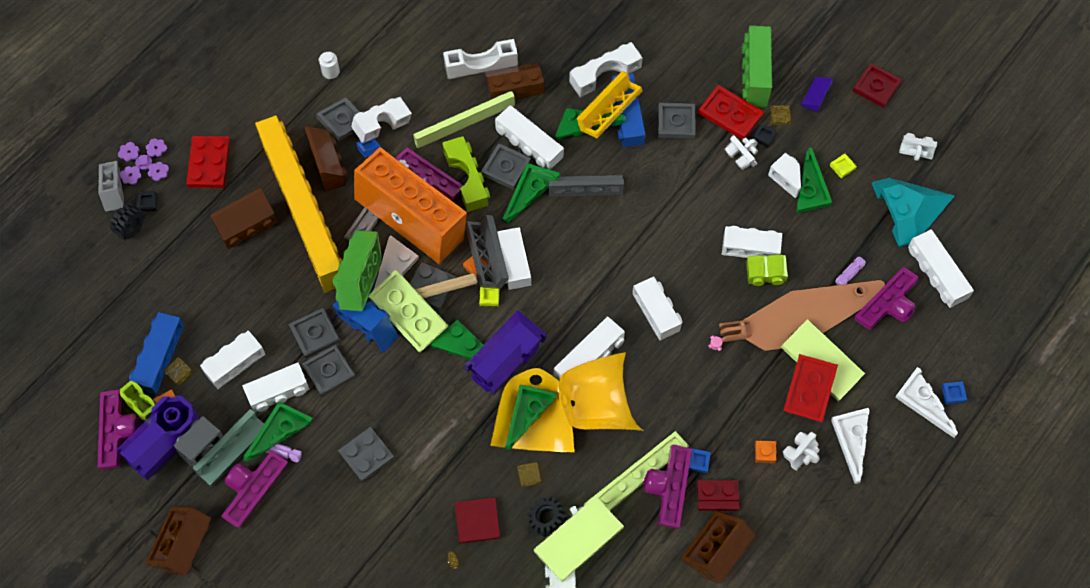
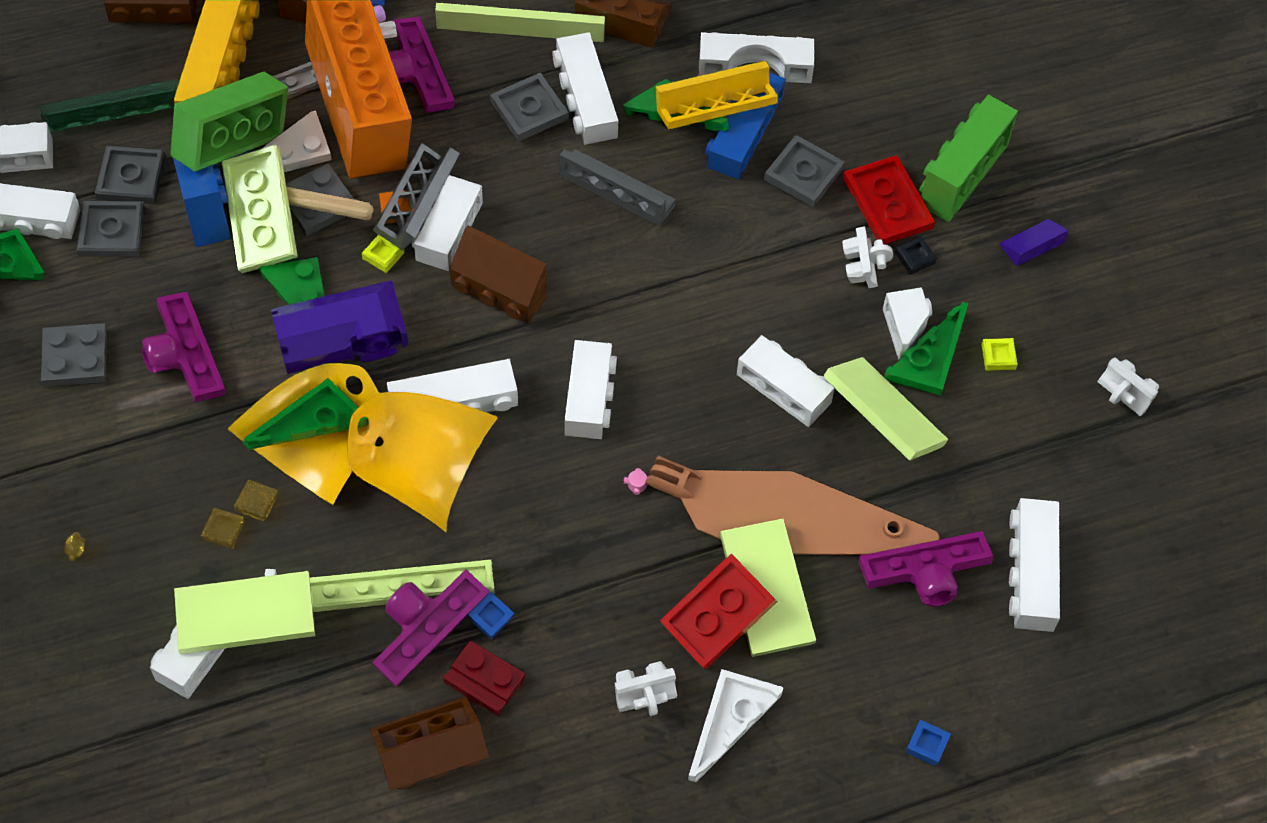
camera: 30 degrees right, 5 degrees down
(275, 297) = (109, 105): none -> clear green plate
(426, 414) = (183, 348): none -> magenta plate
(458, 155) = (460, 114): lime arch -> none
(477, 520) = (144, 517): dark red tile -> none
(522, 500) = (223, 528): none -> clear yellow tile
(530, 186) = (534, 150): green wing -> none
(540, 509) = (228, 551): black tyre -> none
(566, 273) = (499, 275): none -> reddish brown slope
(765, 451) = (595, 661): orange plate -> none
(766, 269) = (780, 425): lime brick -> none
(780, 115) = (959, 241): clear yellow tile -> none
(812, 229) = (885, 408): none -> yellowish green tile
(850, 271) = (902, 496): lavender axle -> none
(877, 85) = (1132, 276): dark red tile -> none
(911, 207) = (1058, 460): teal wedge -> none
(920, 398) = (872, 720): white wing -> none

